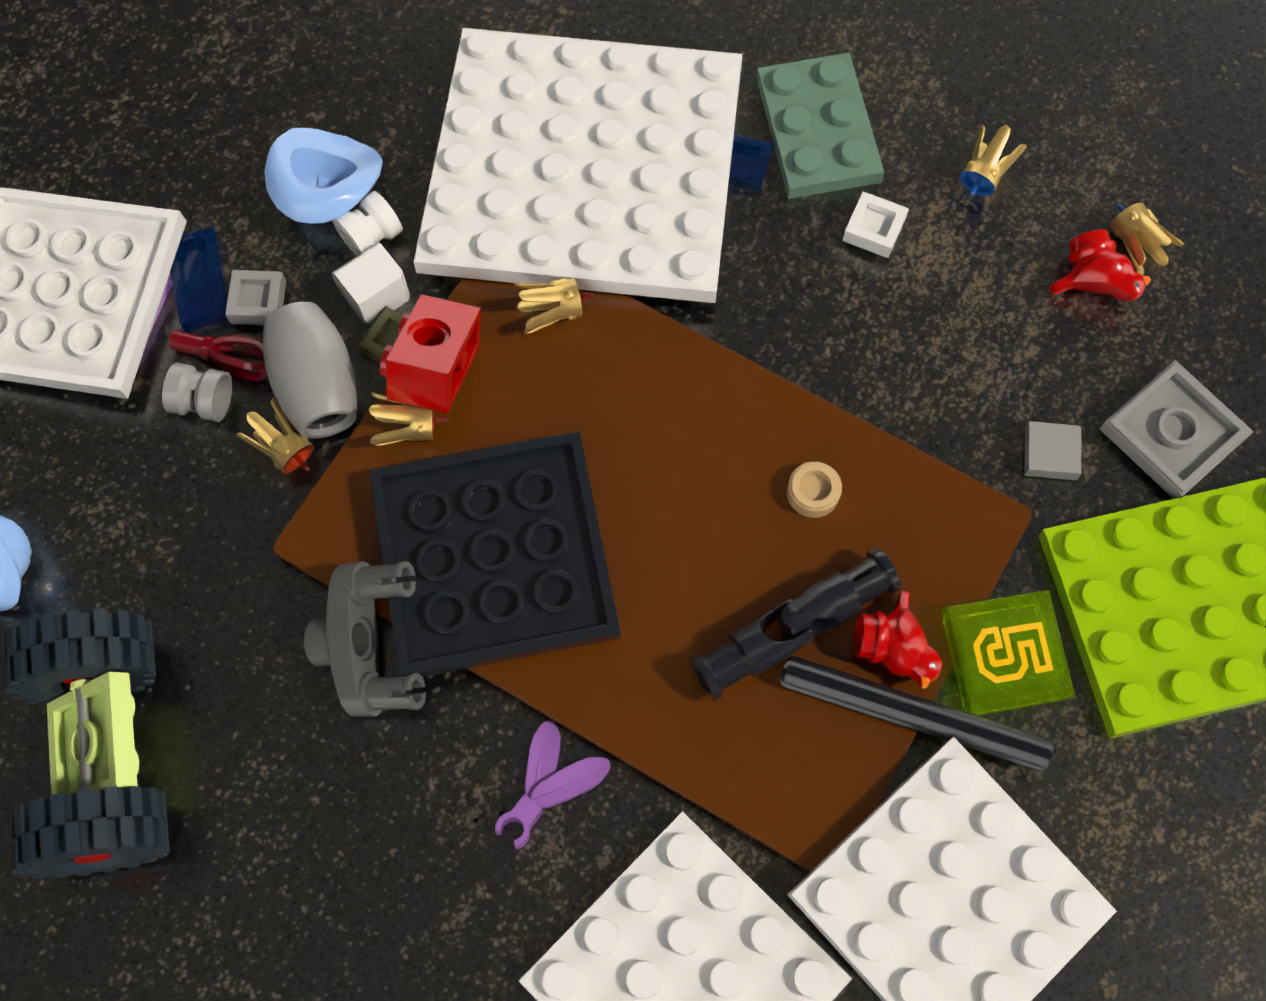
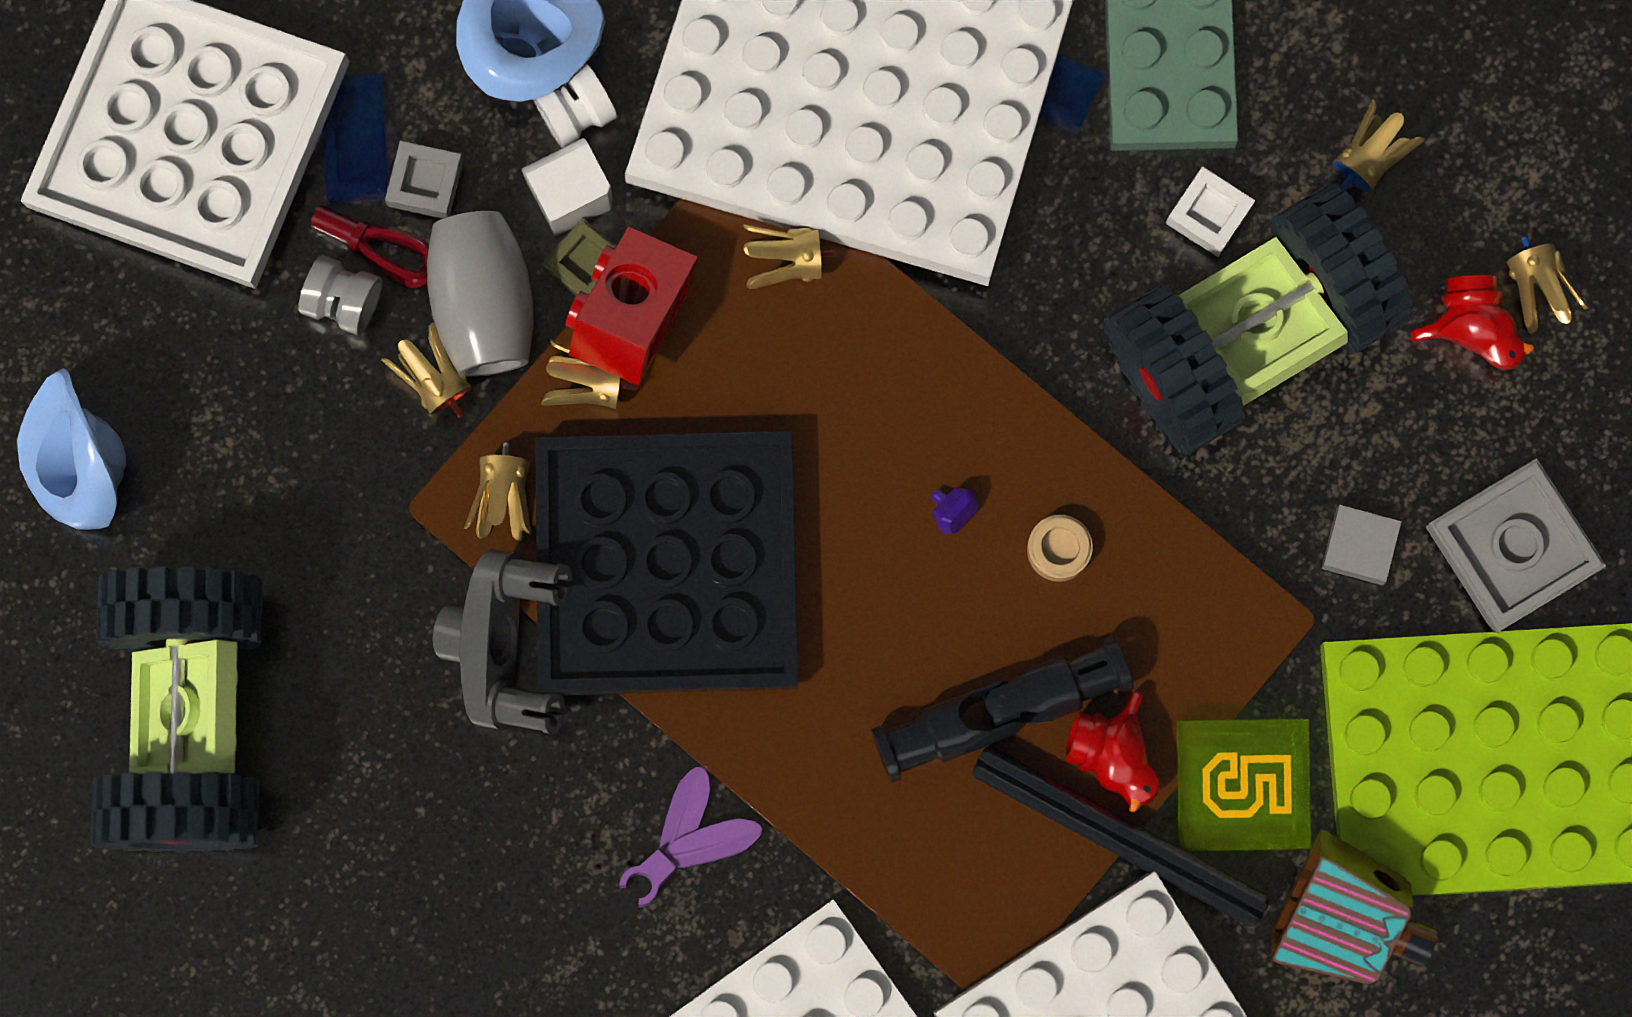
camera: 10 degrees right, 10 degrees up
(345, 506) = (501, 482): none -> pearl gold piece
(722, 473) = (954, 508): none -> dark purple rock
(978, 252) = (1260, 318): none -> black plate
(1125, 746) = (1348, 916): none -> reddish brown torso

